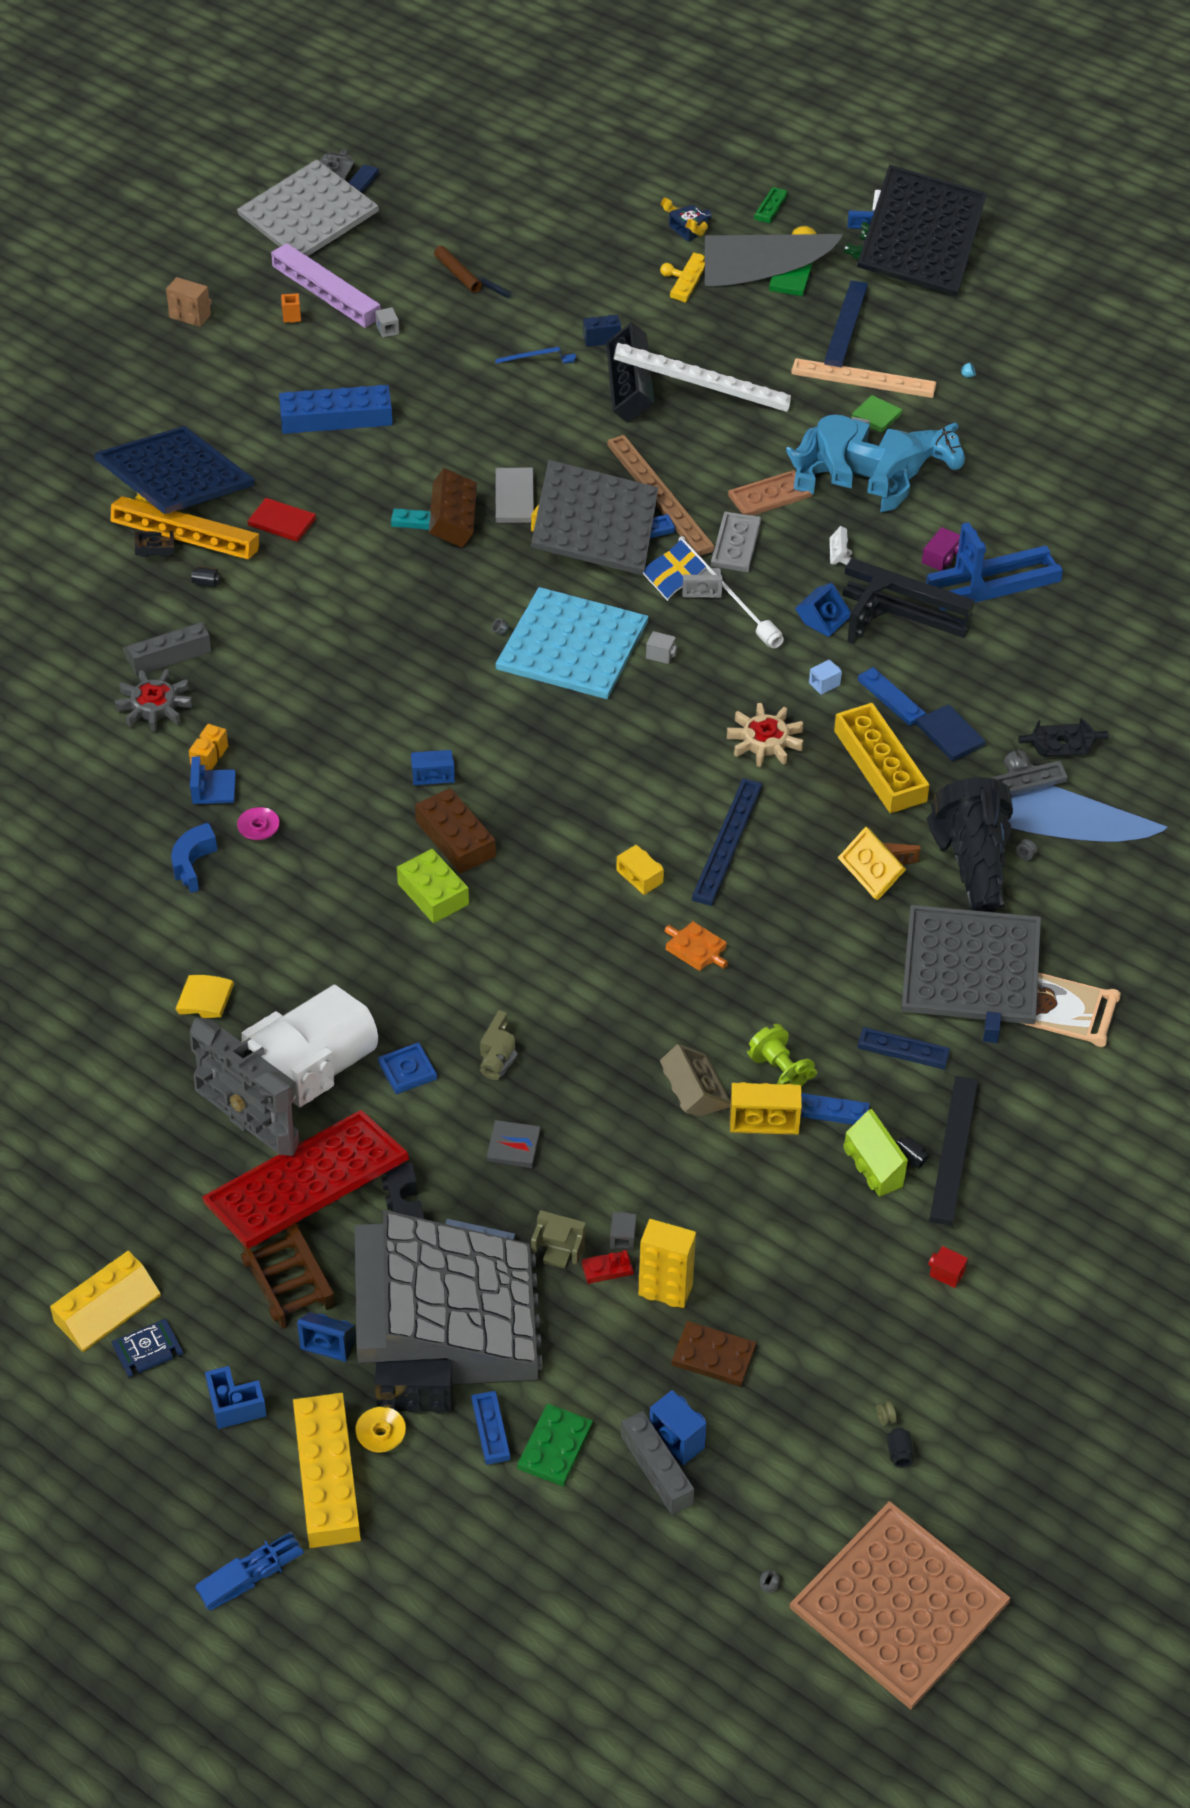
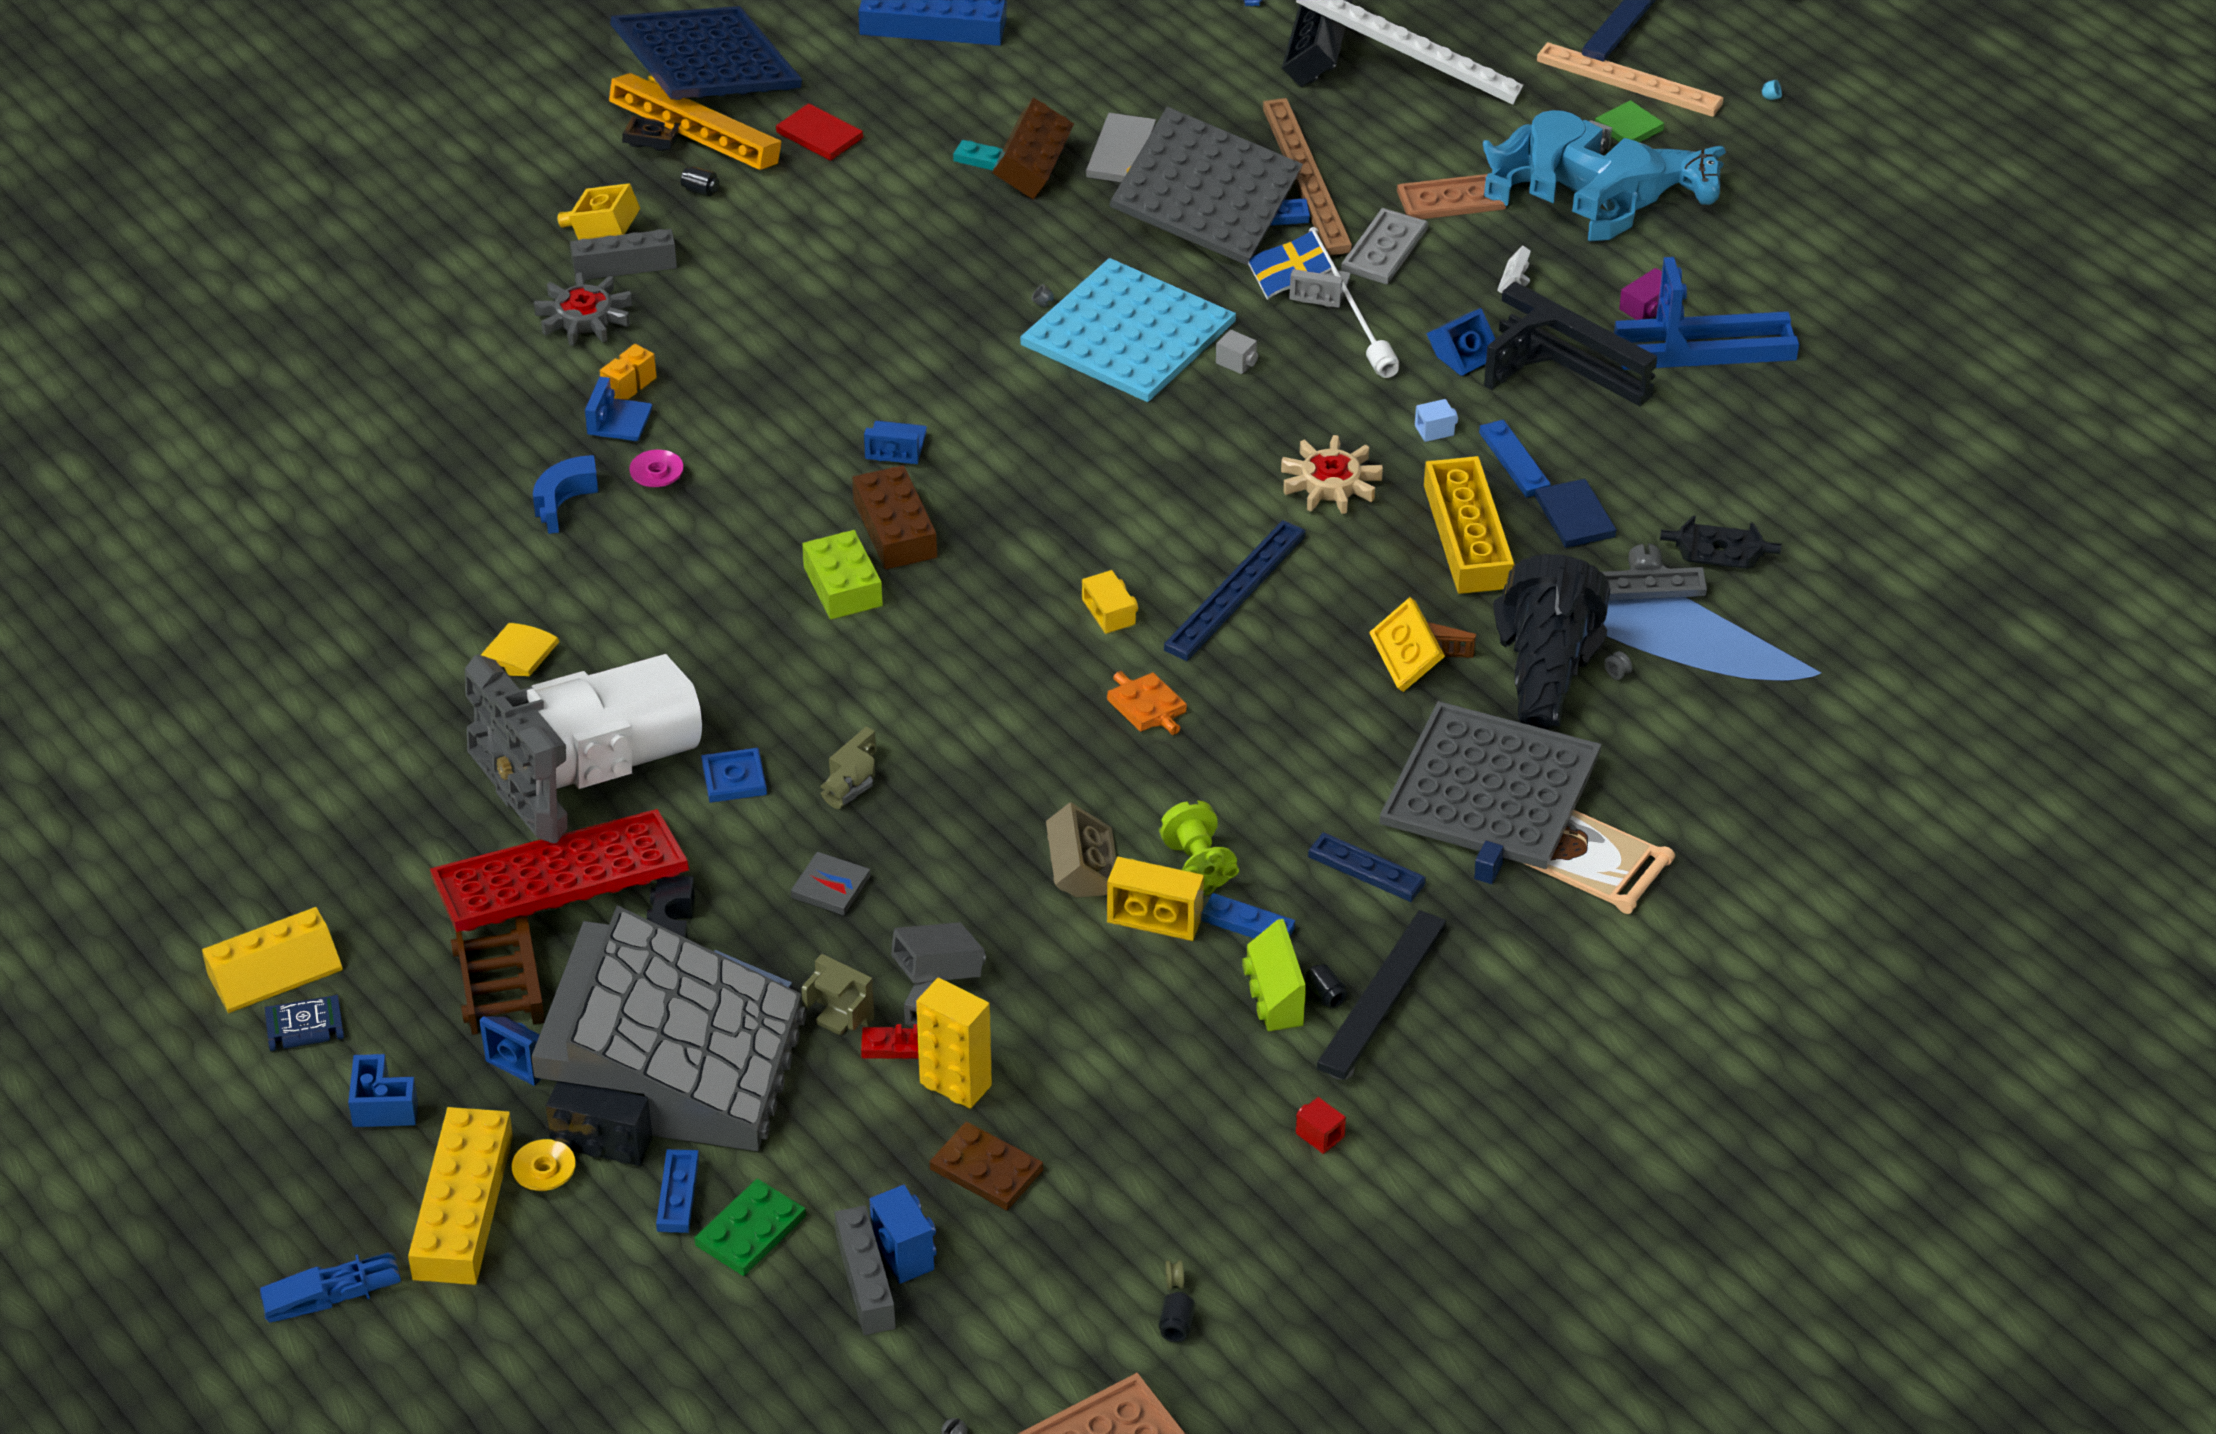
camera: 15 degrees right, 5 degrees down
(141, 617) = (602, 212): none -> yellow brick
(619, 1187) = (937, 952): none -> dark grey brick

